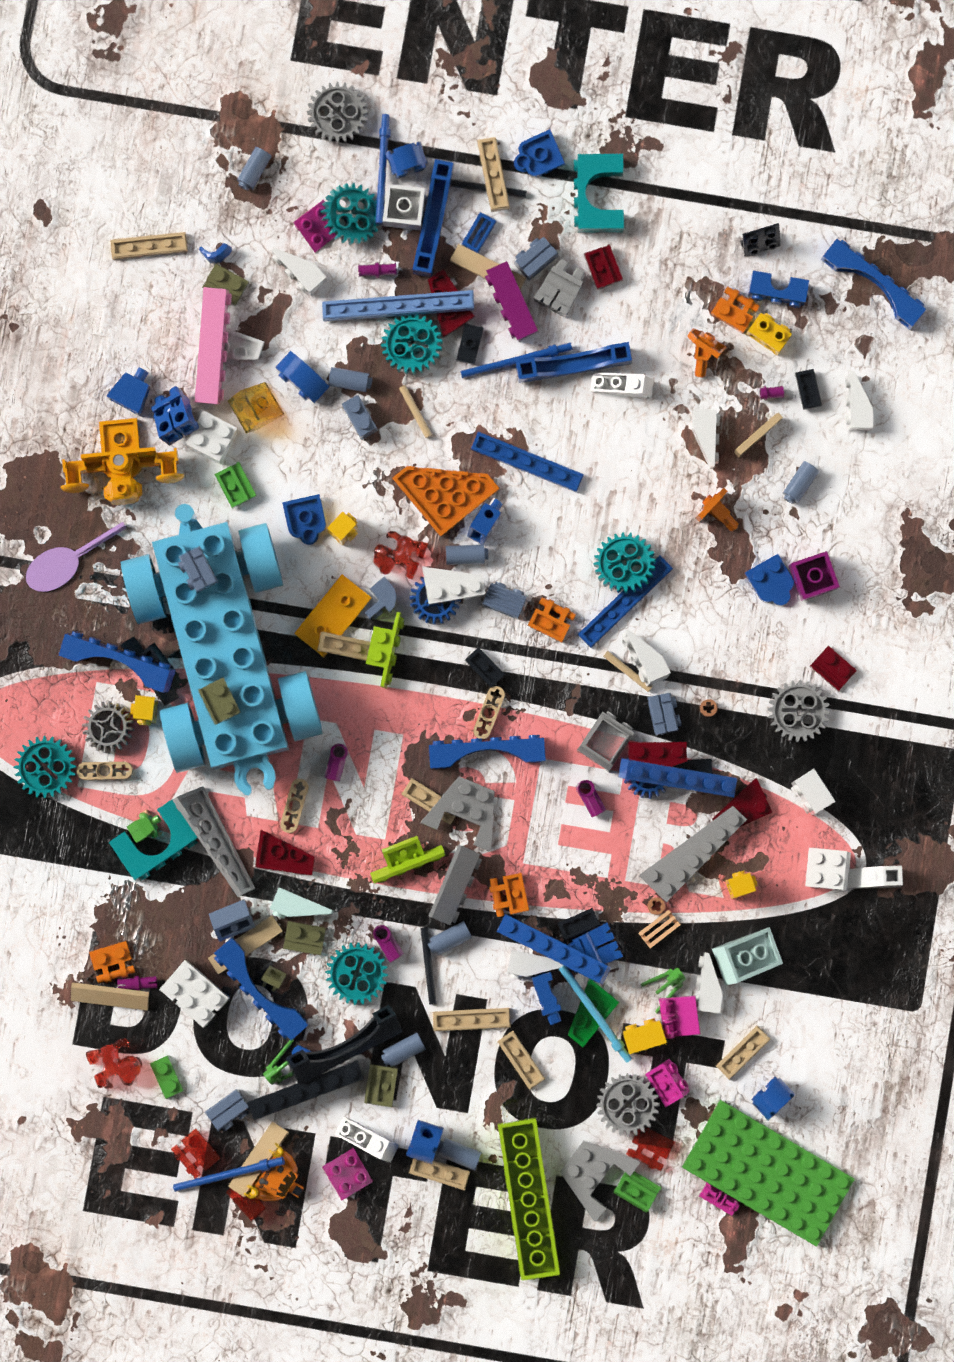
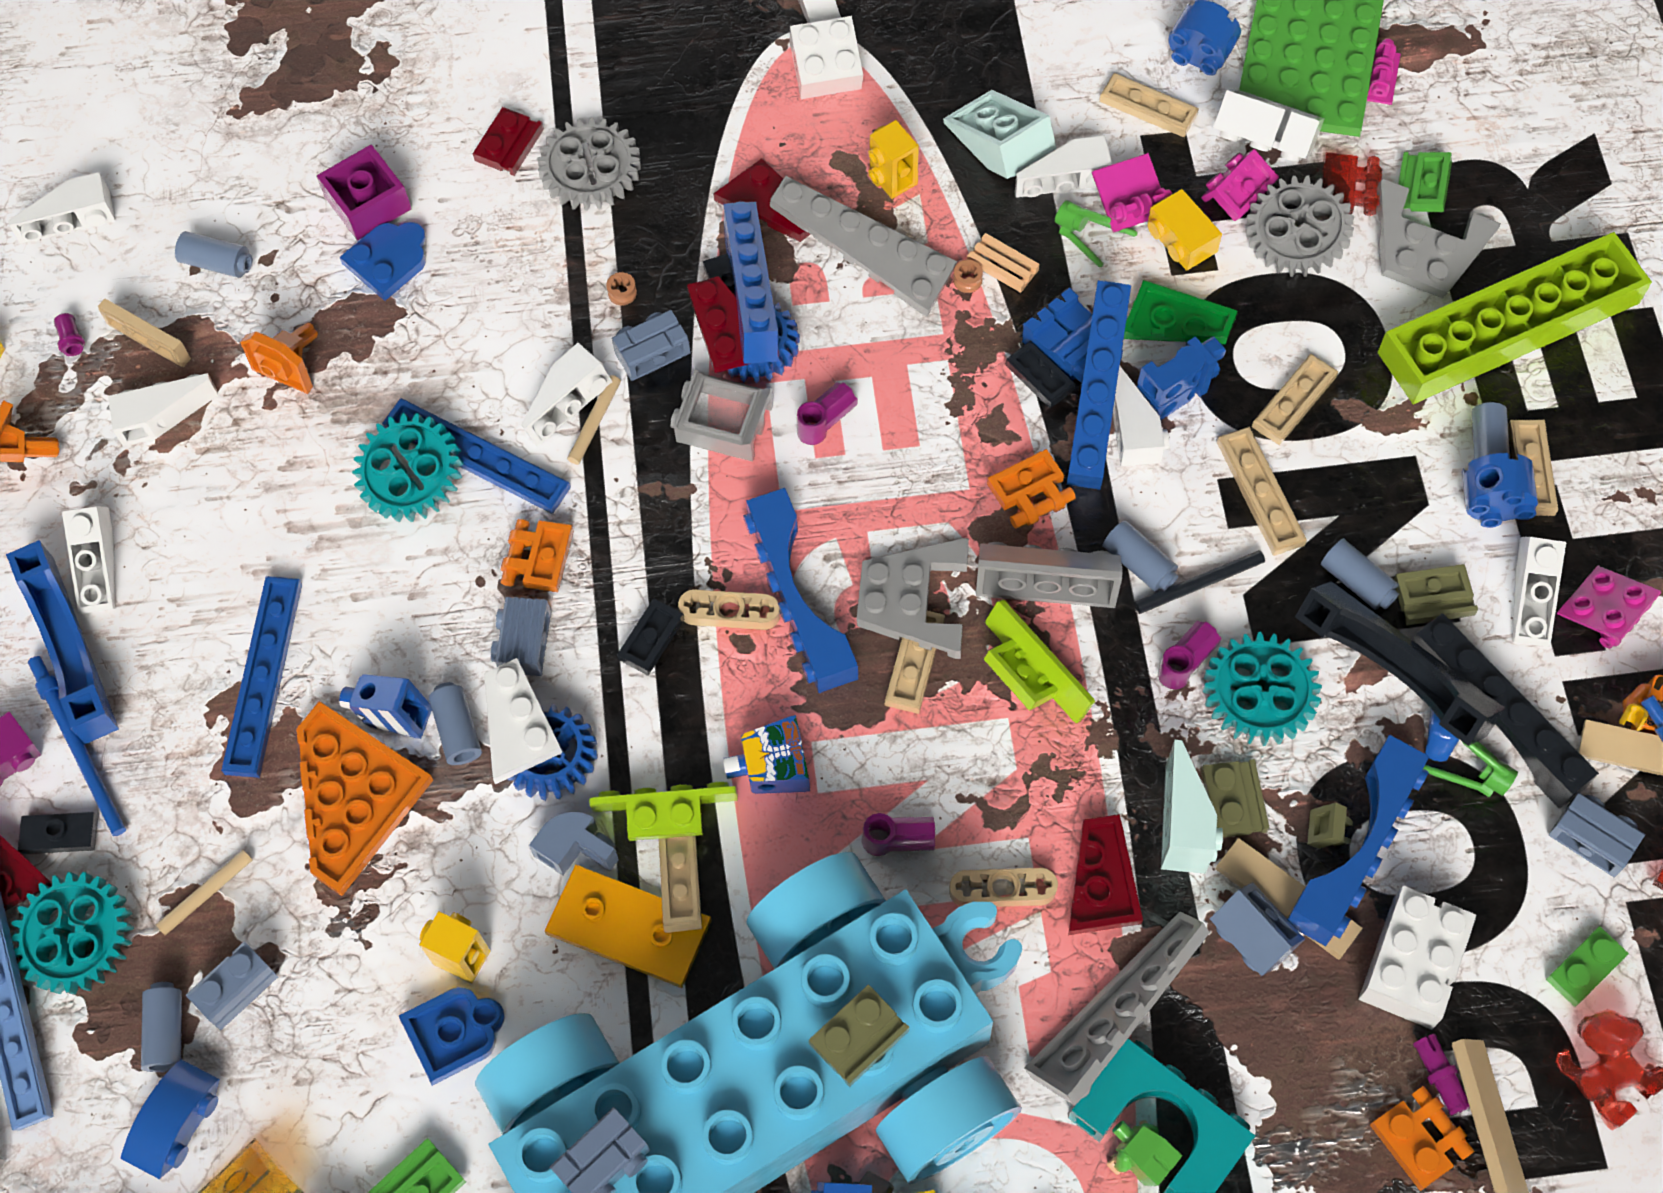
camera: 105 degrees left, 20 degrees down
(387, 558) = (468, 825): clear red animal -> none
(396, 710) = (771, 759): none -> torso
(617, 1044) = (1209, 266): medium azure bar -> none
(696, 1111) = (1268, 124): none -> white piece
(808, 389) = (53, 285): black plate -> none
(812, 792) = (712, 104): white brick -> none

